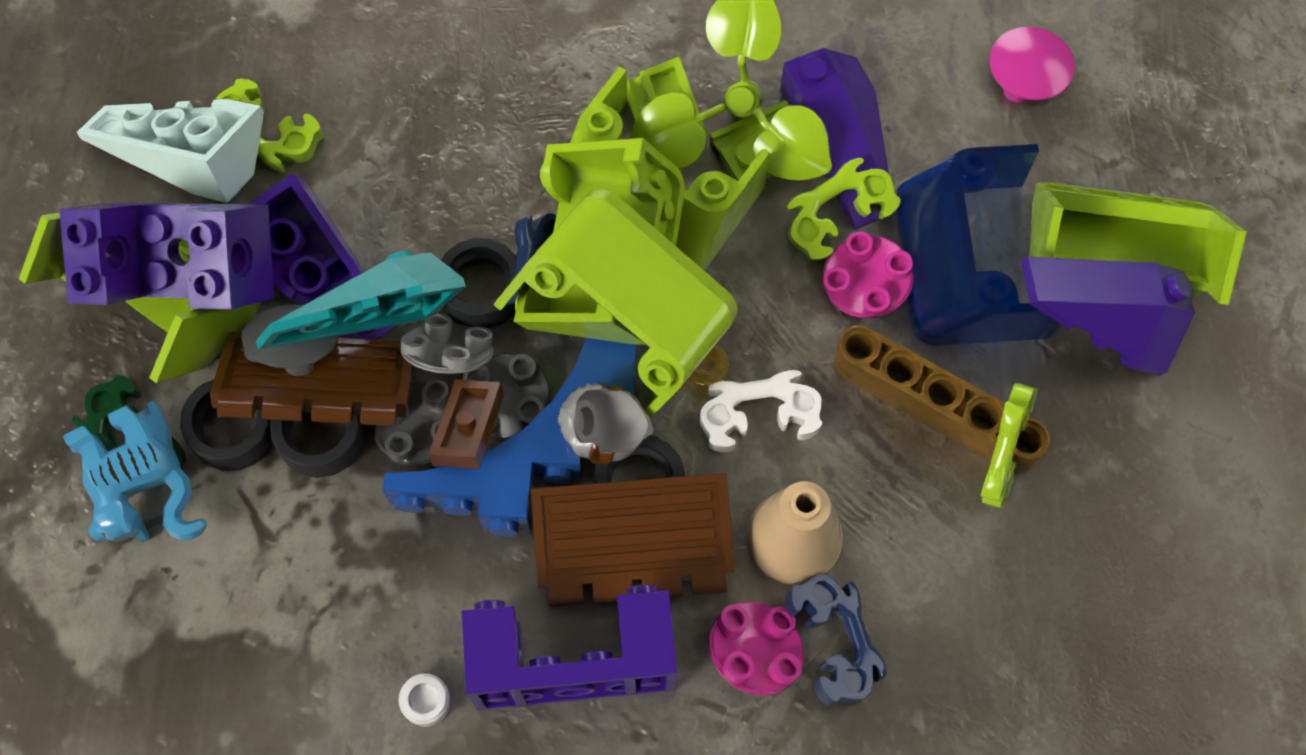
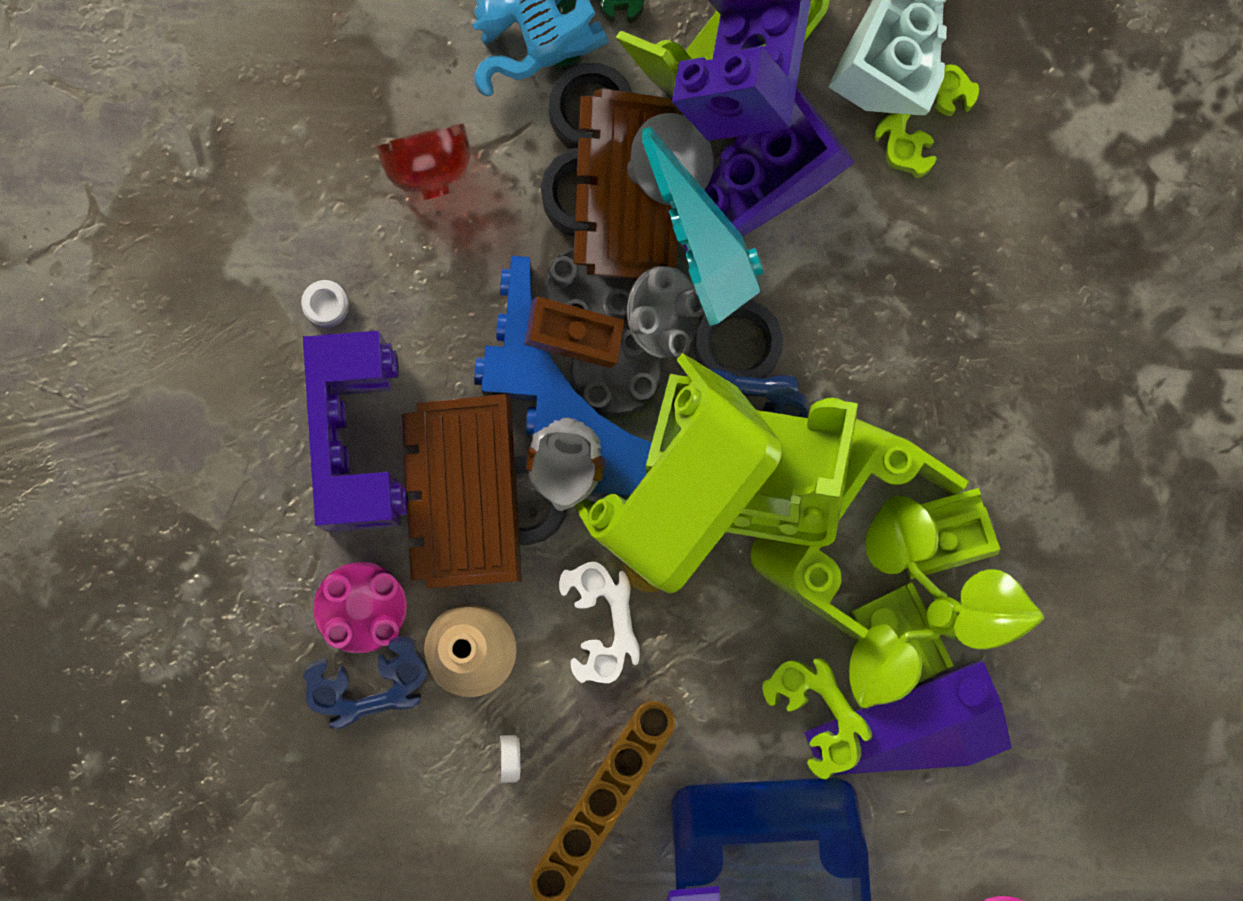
camera: 90 degrees right, 15 degrees up
(271, 585) = (427, 160): none -> clear red cylinder
(868, 276) = (743, 740): dark pink dish -> none
(904, 489) = (509, 758): none -> white tile
(1013, 421) = (526, 856): lime helmet -> none

